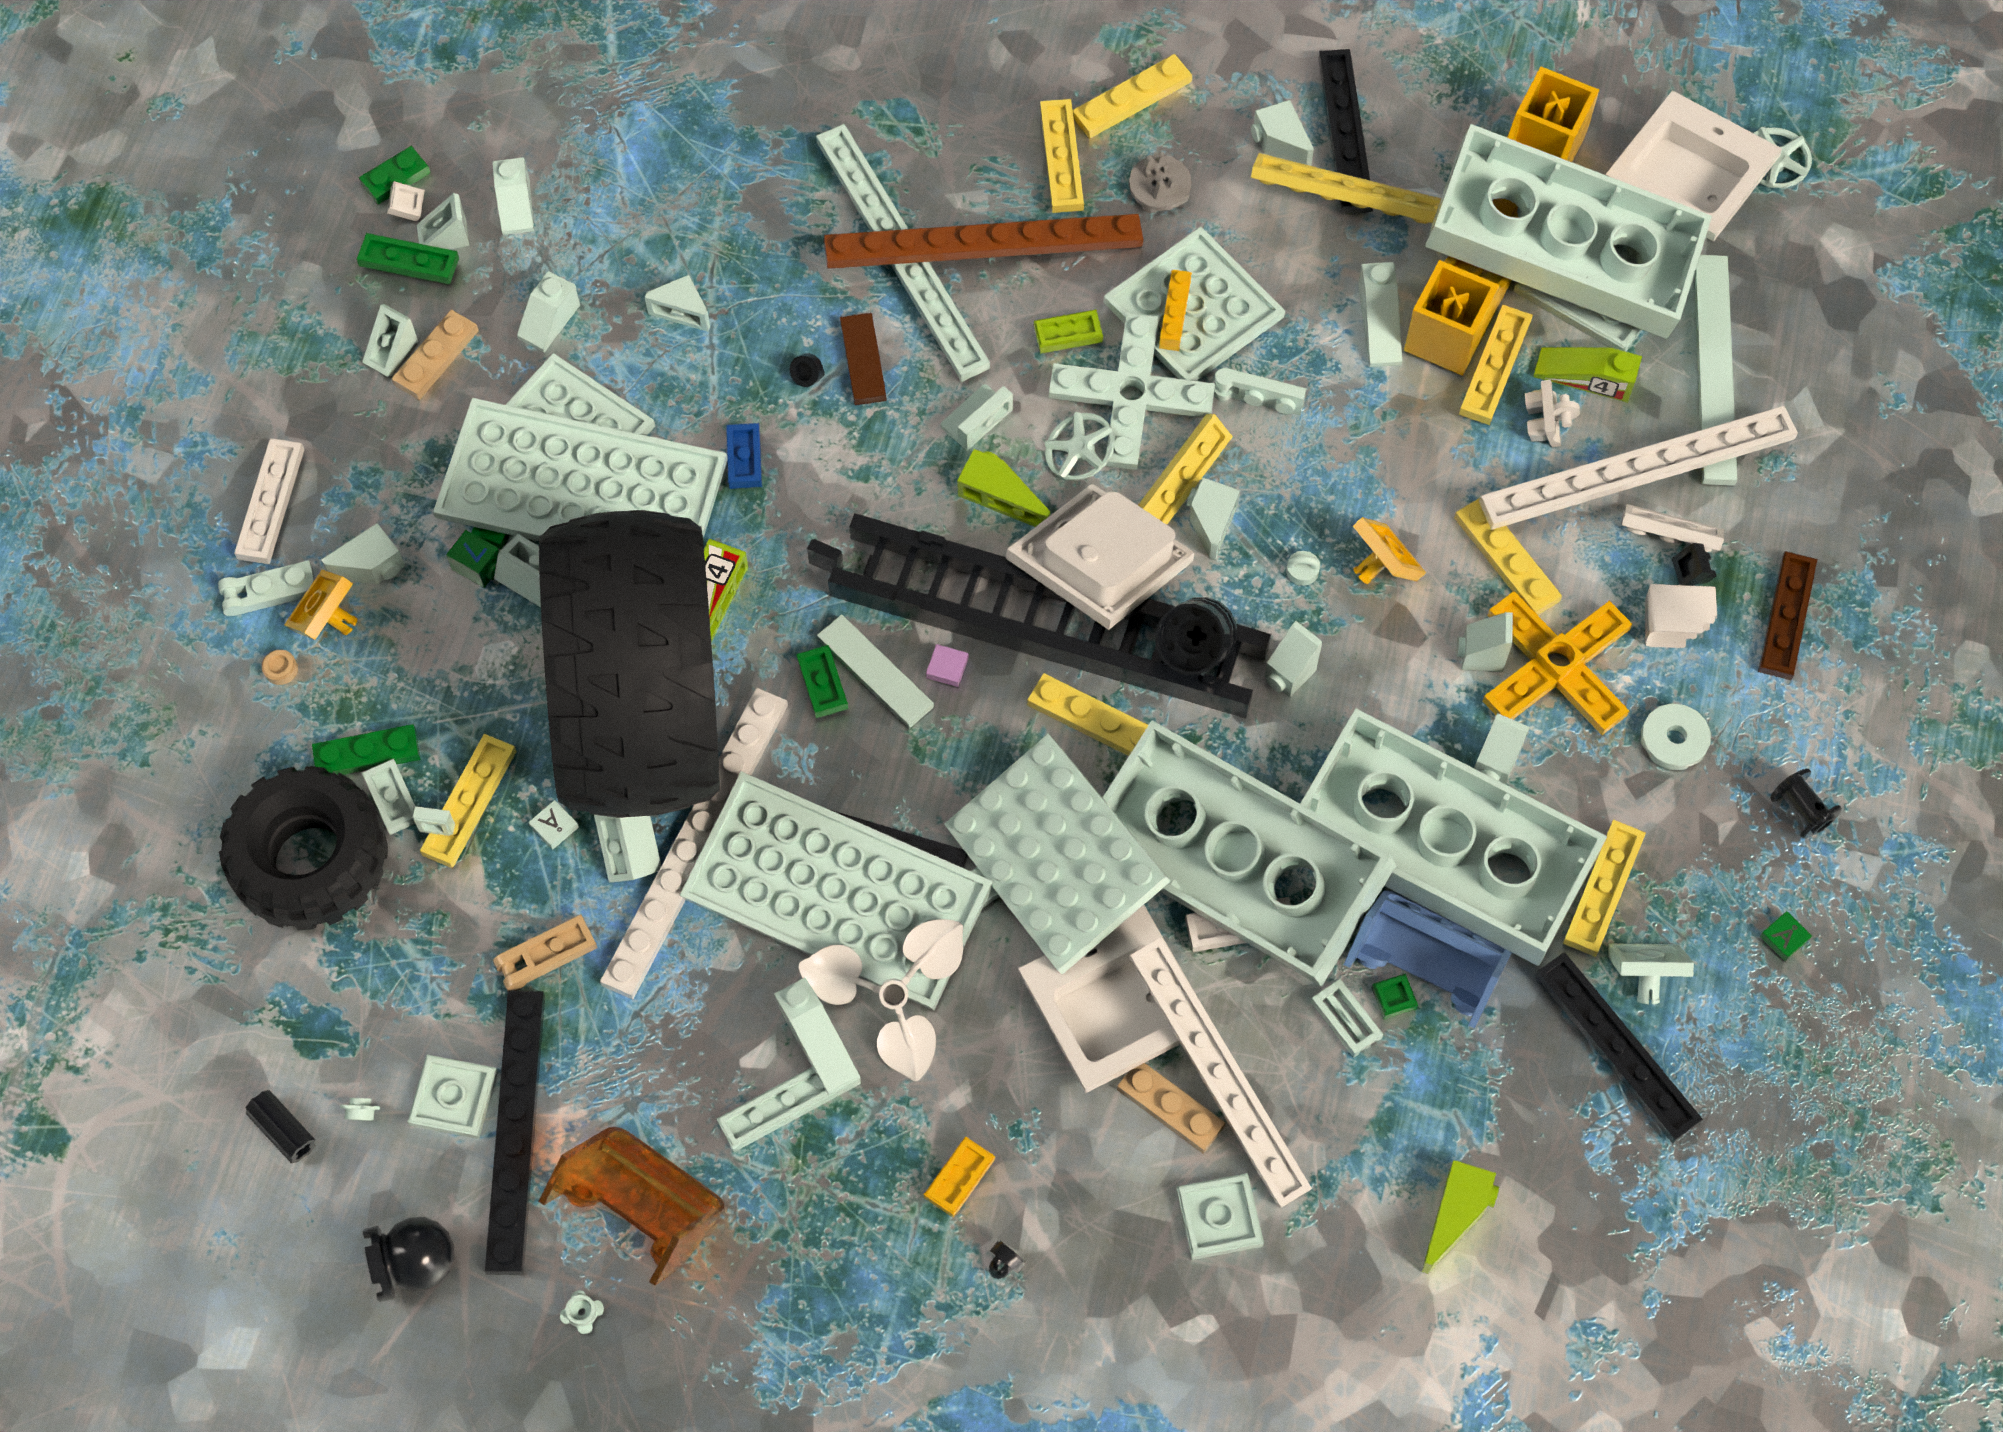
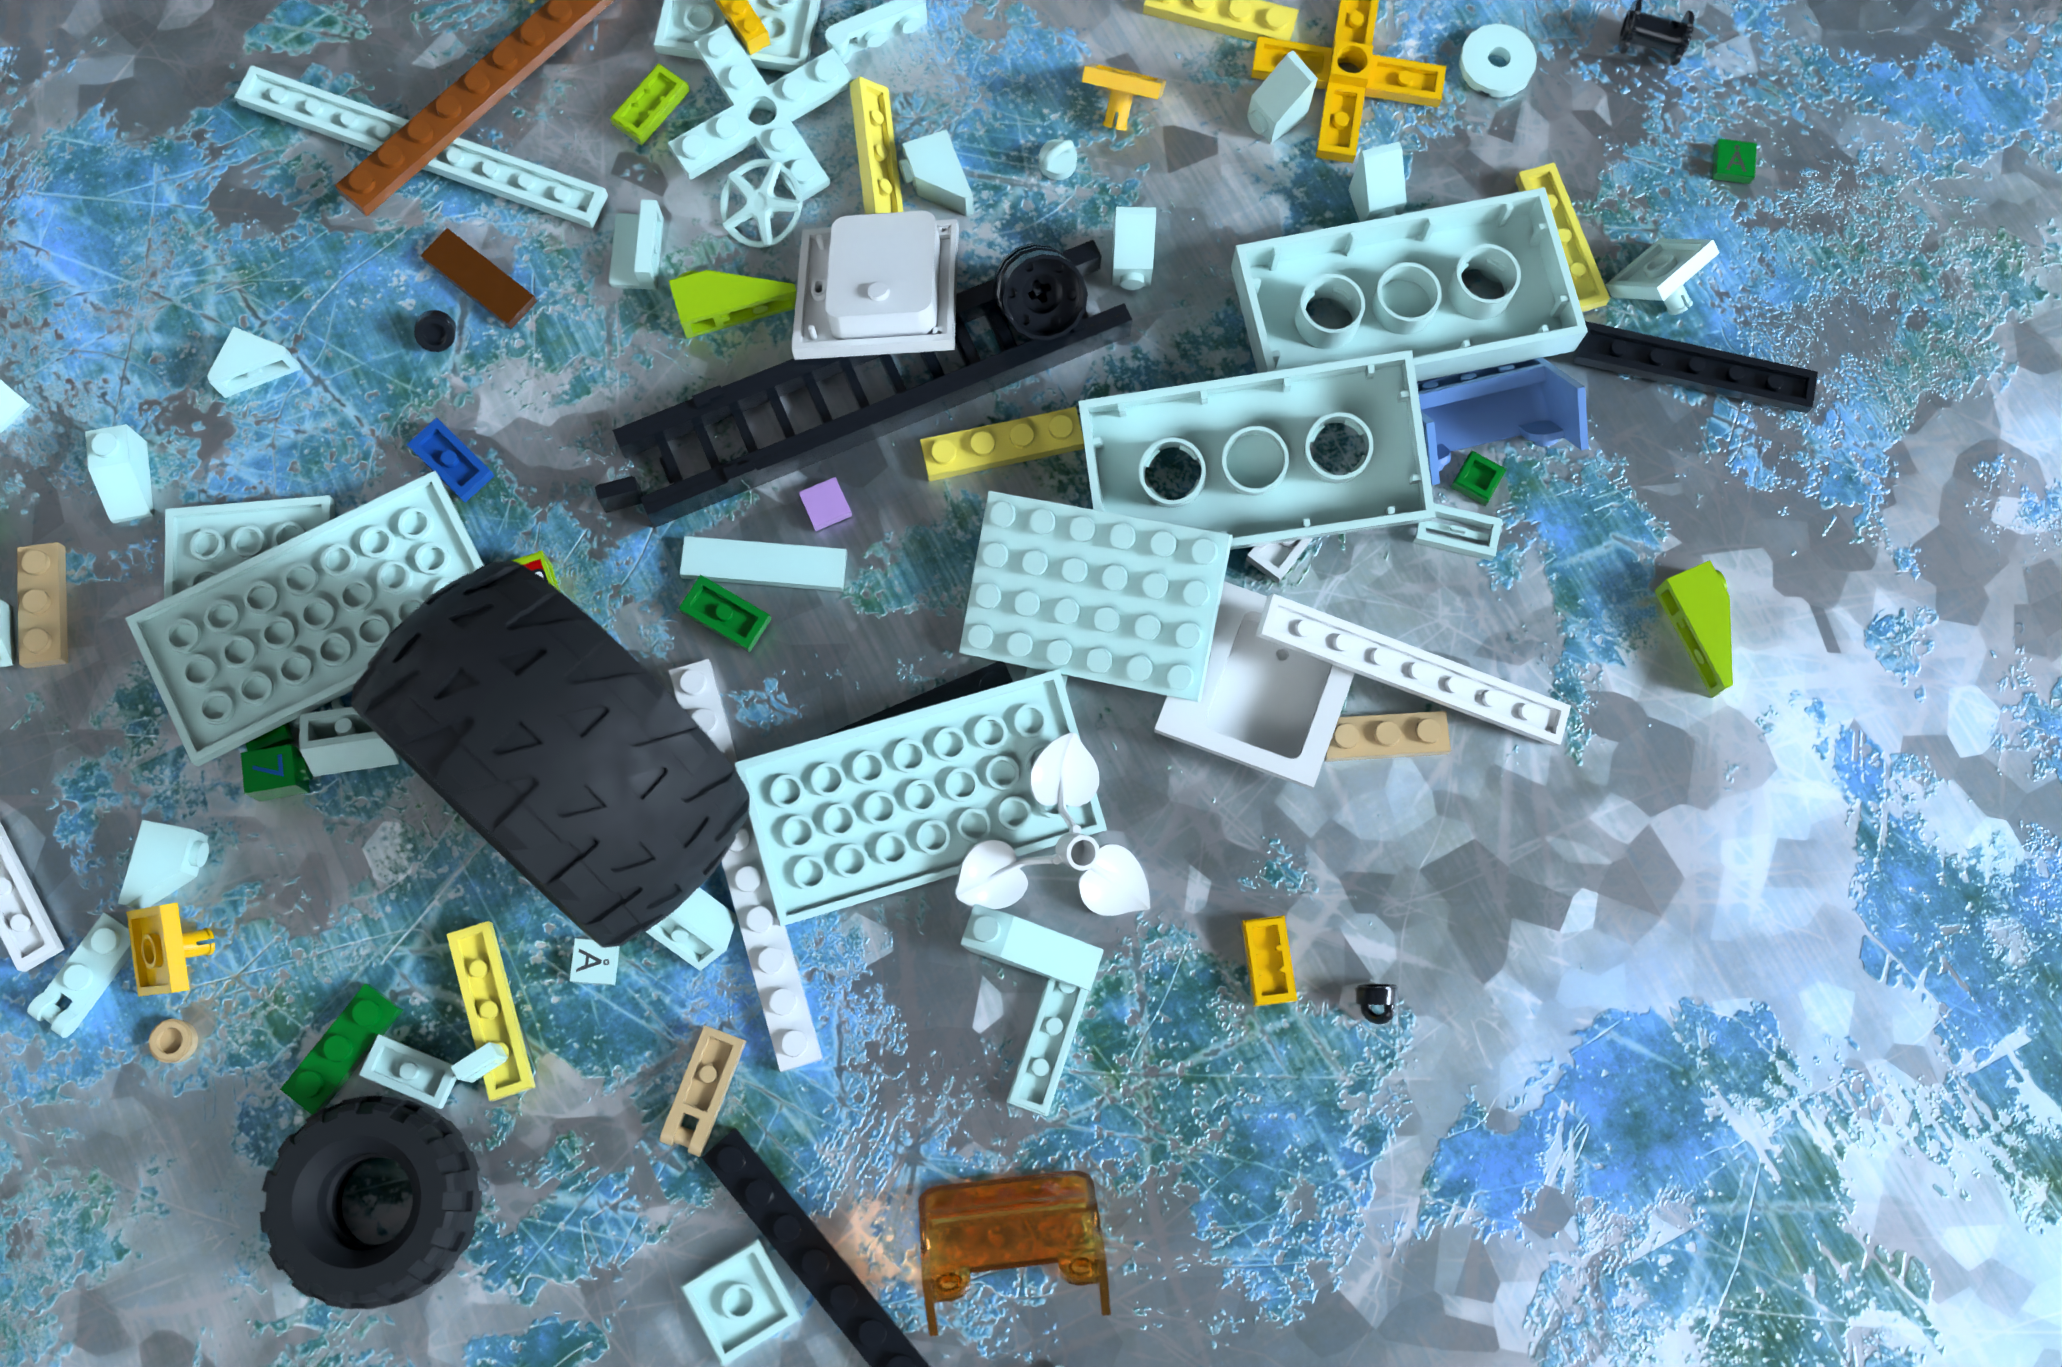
camera: 45 degrees left, 10 degrees up
(1219, 1216) = (1513, 797): light aqua tile -> none

